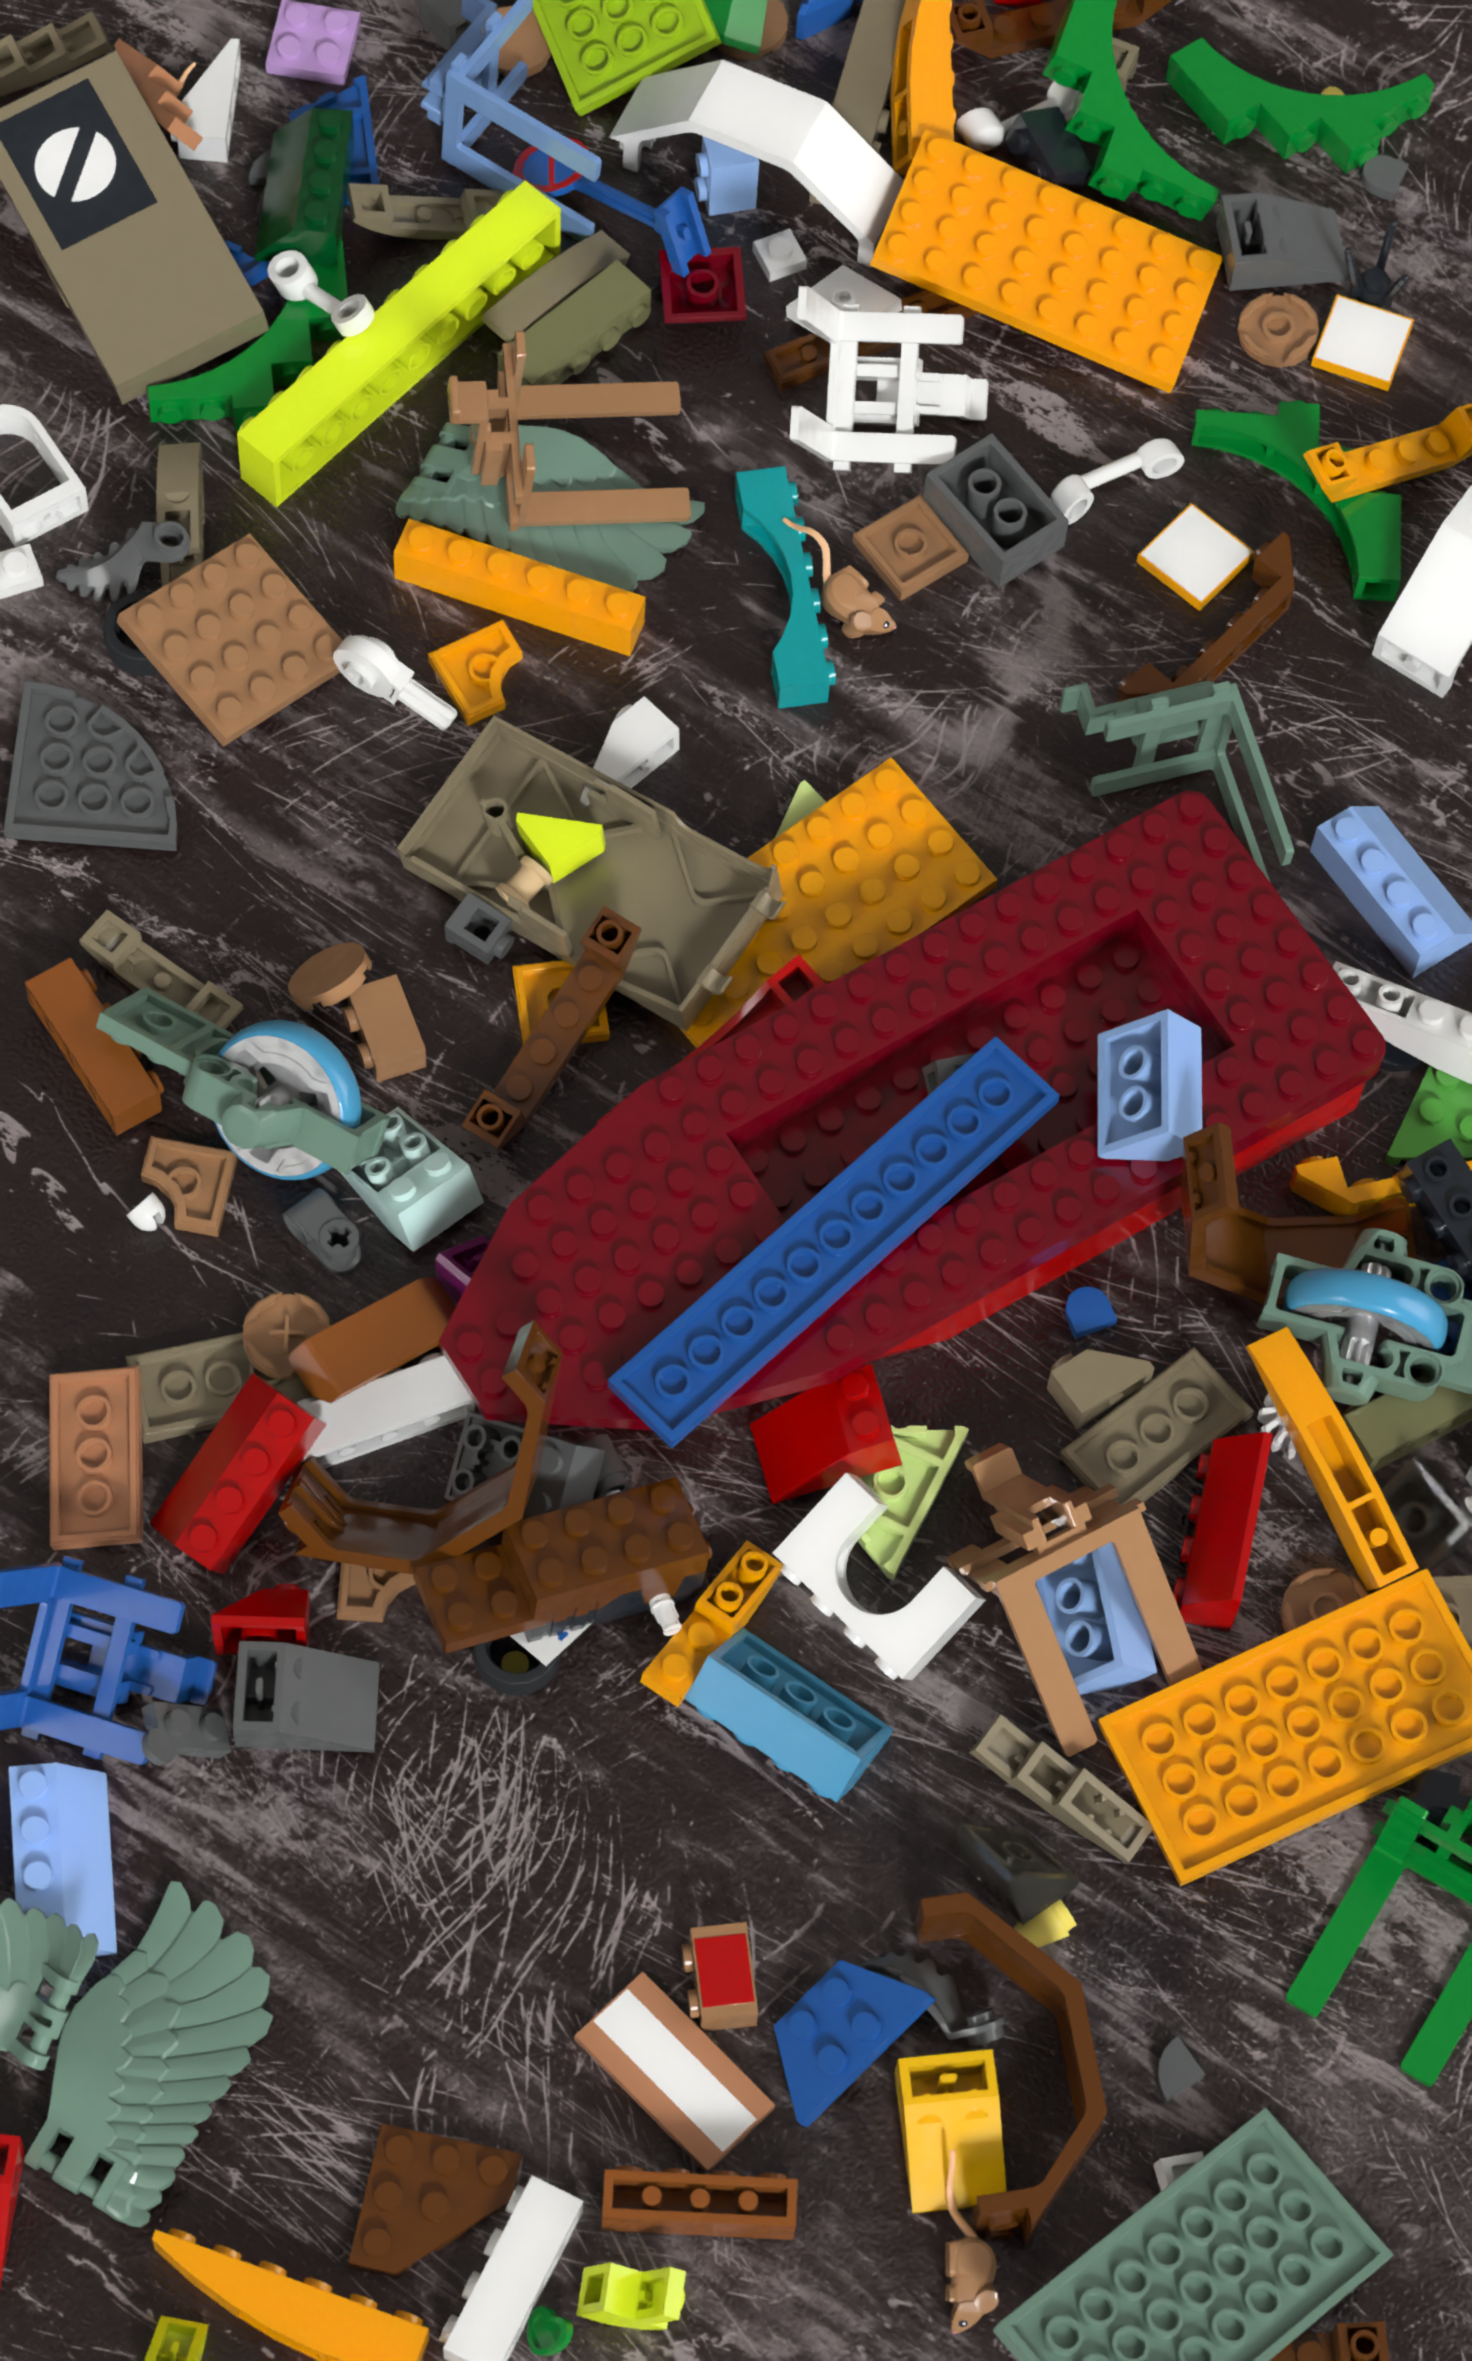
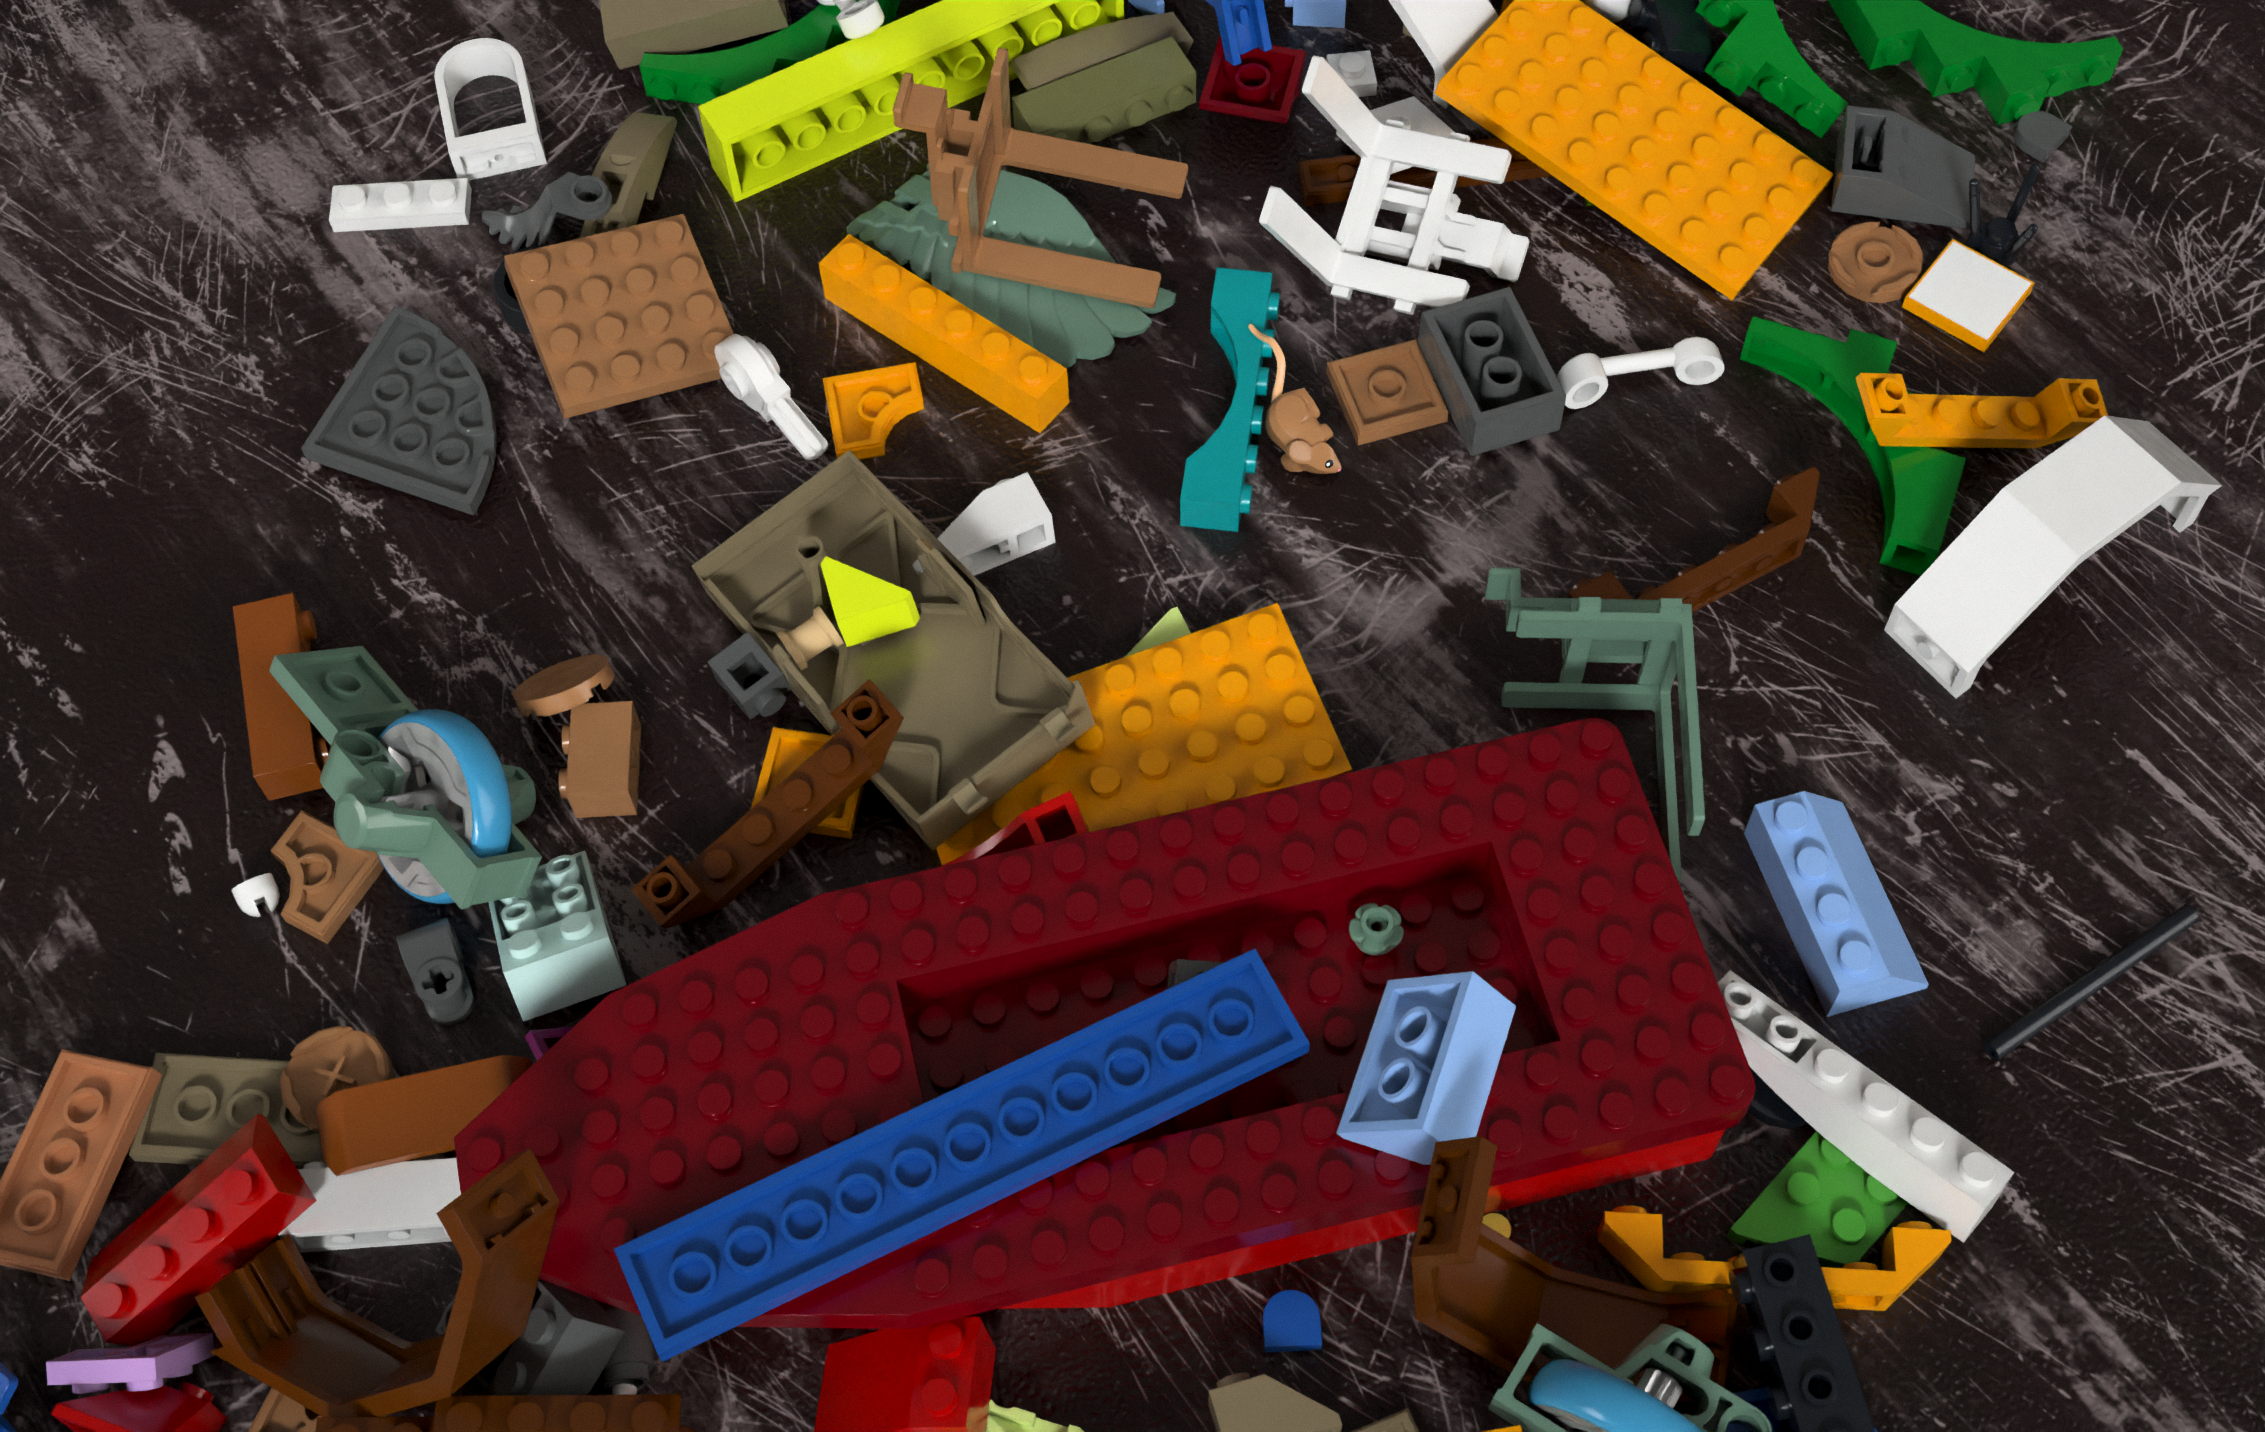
camera: 25 degrees right, 5 degrees down
(139, 966) = (386, 634): dark tan slope -> none
(247, 1574) = (138, 1366): none -> lavender plate
(1066, 1009) = (1371, 941): none -> sand green plate
(1195, 557) = (1706, 475): white tile -> none

